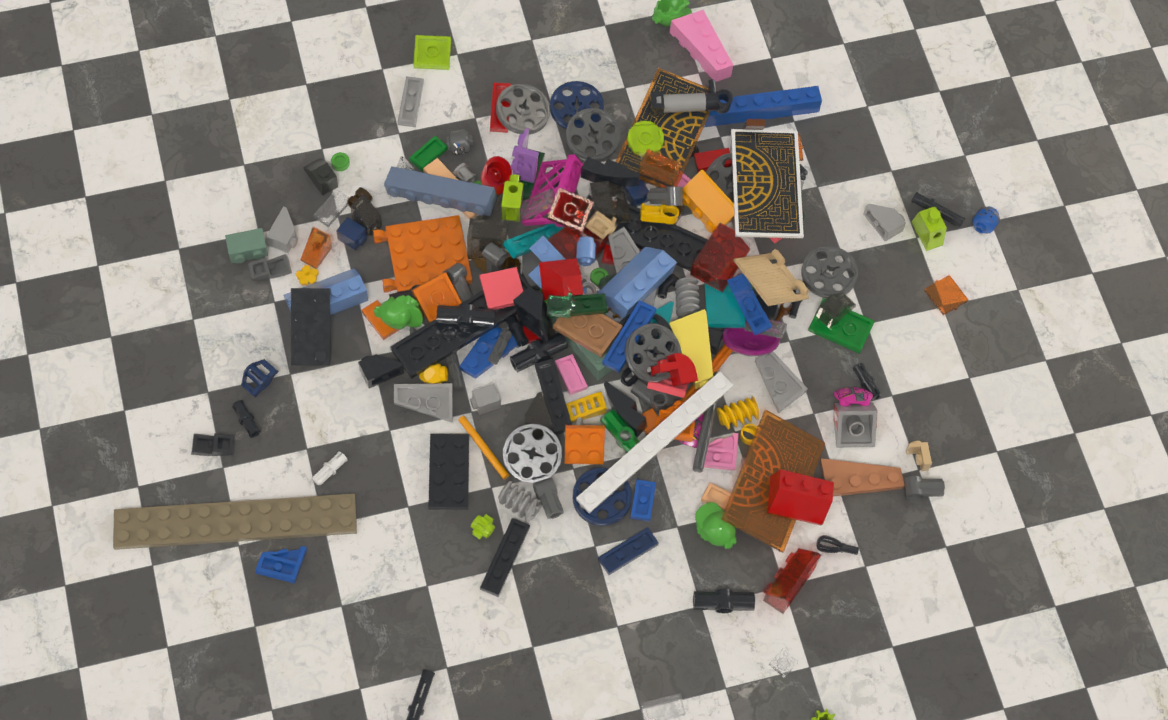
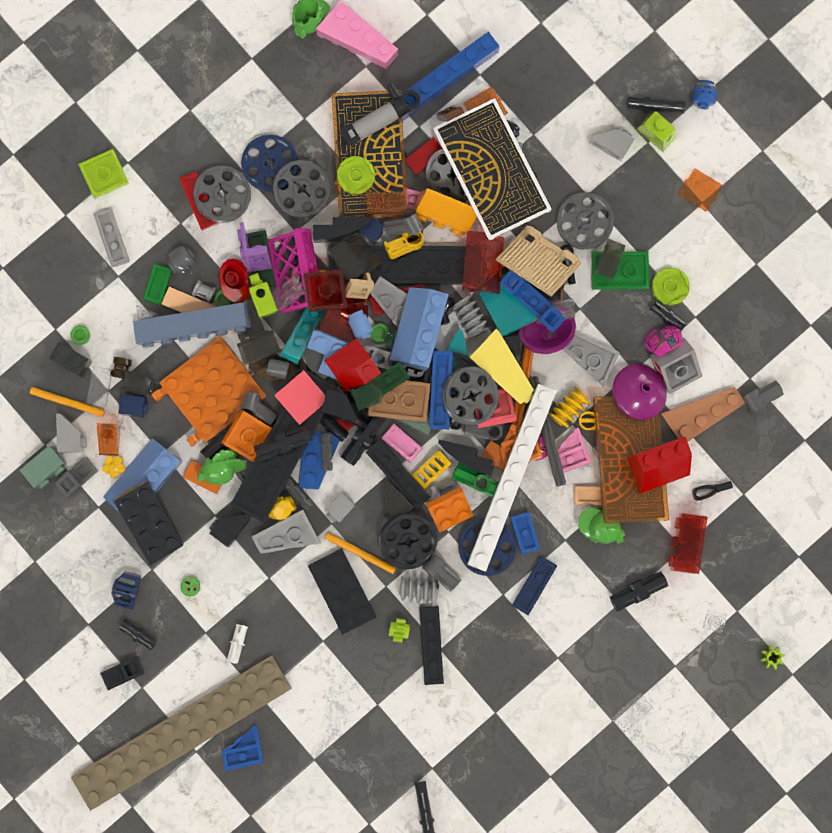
camera: 25 degrees left, 20 degrees up
(297, 206) = (66, 401): none -> light orange bar
(315, 402) = (190, 586): none -> bright green tile
(680, 367) = (500, 399): red brick -> none
(804, 434) = (631, 396): none -> magenta dish
(881, 359) = (670, 286): none -> lime tile
(922, 453) = (750, 367): tan bracket -> none

